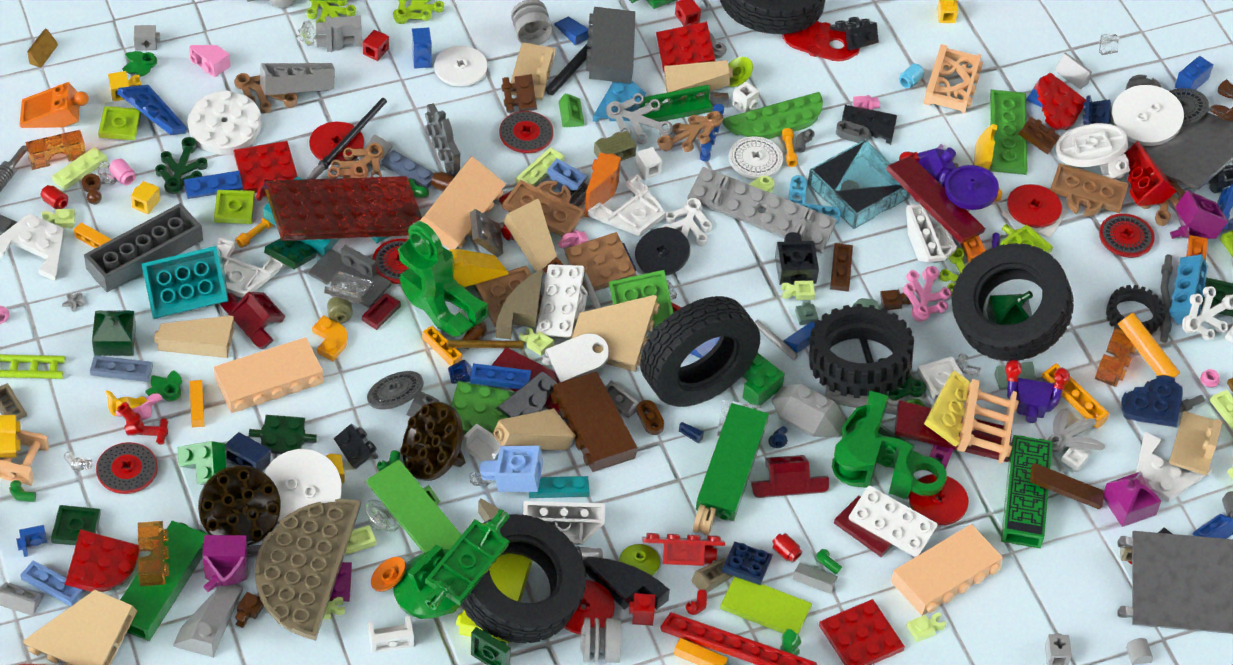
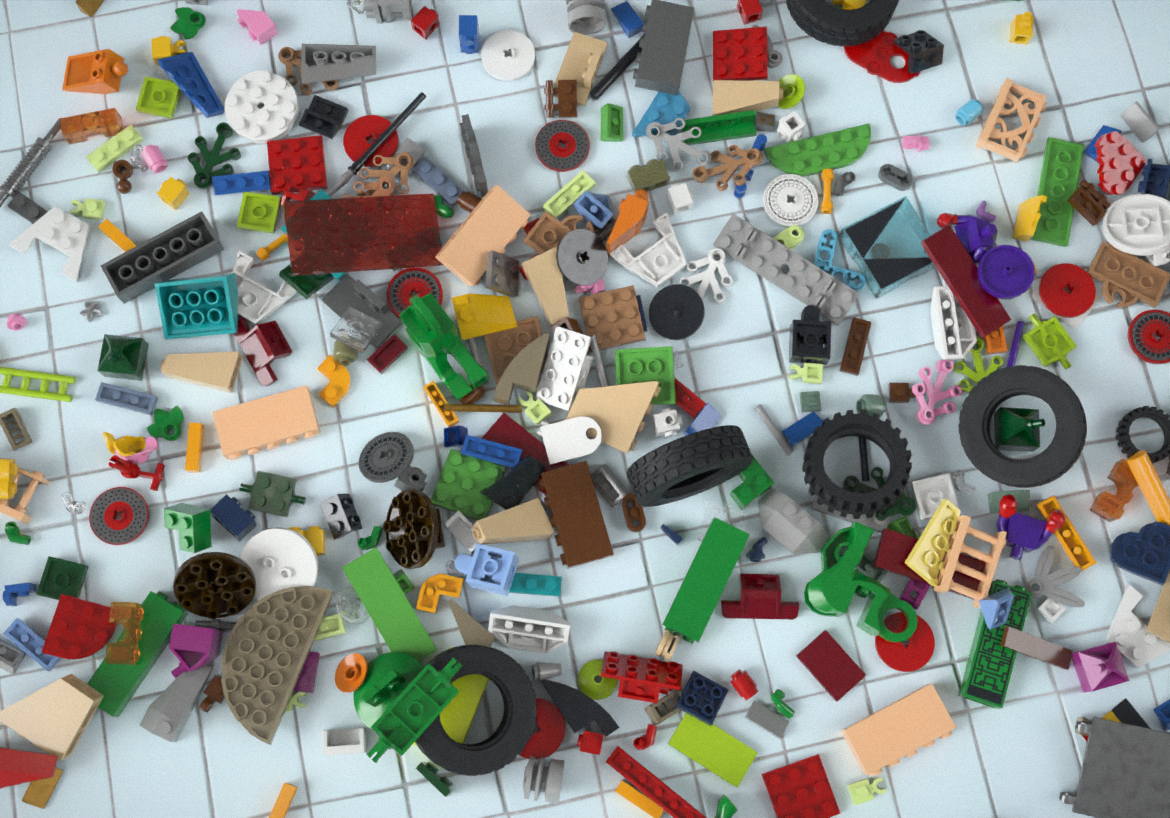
camera: 10 degrees right, 25 degrees up
(54, 197) = (85, 184): red brick -> none
(287, 126) = (323, 117): none -> black slope
(467, 494) = (436, 586): none -> light orange plate
(563, 209) = (569, 260): none -> piece
(879, 123) = (923, 168): black wing -> none
(893, 521) = (854, 669): white bracket -> none
(1019, 449) = (996, 607): none -> medium blue slope

